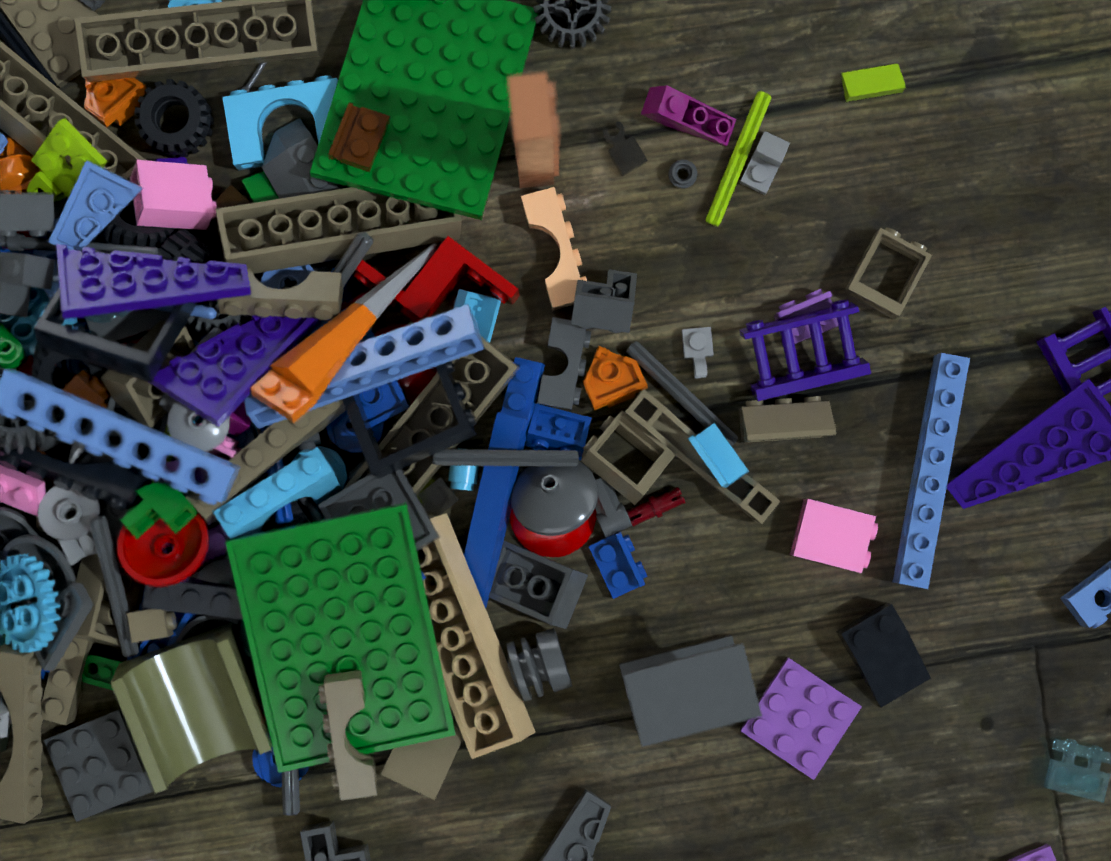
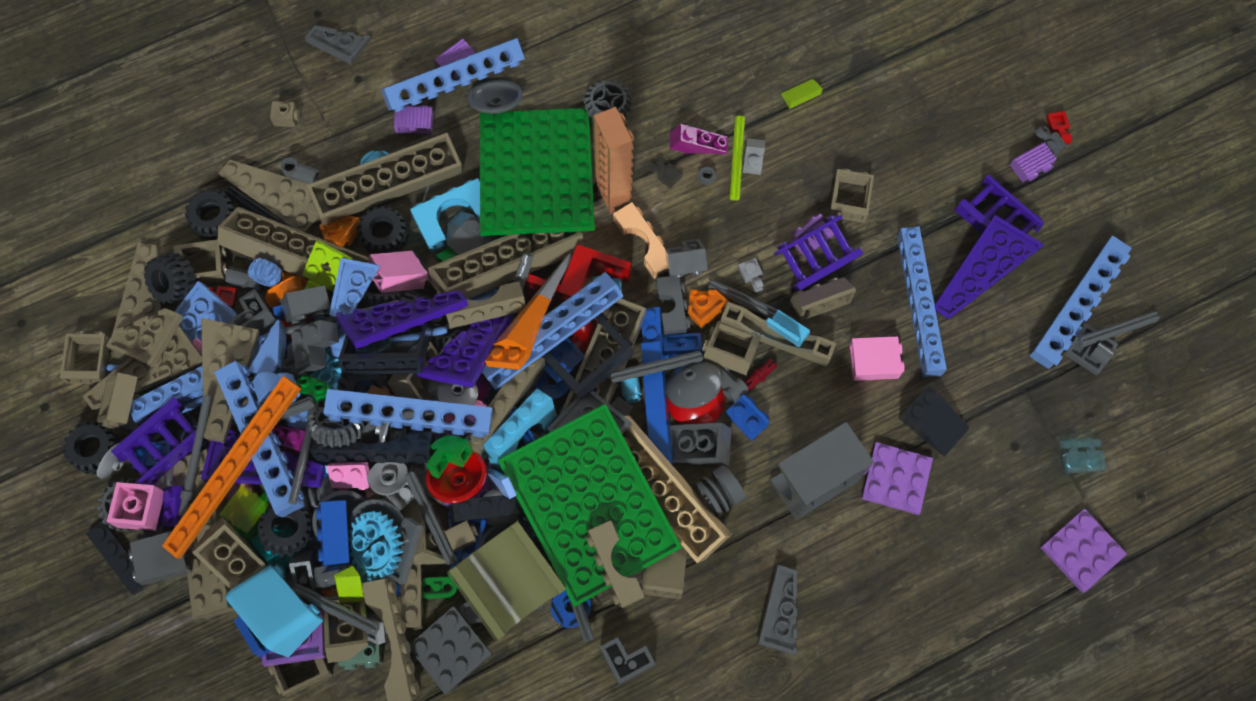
camera: 20 degrees left, 15 degrees down
(225, 571) = (501, 483): none -> light blue tile
(359, 137) = (504, 202): reddish brown plate -> none

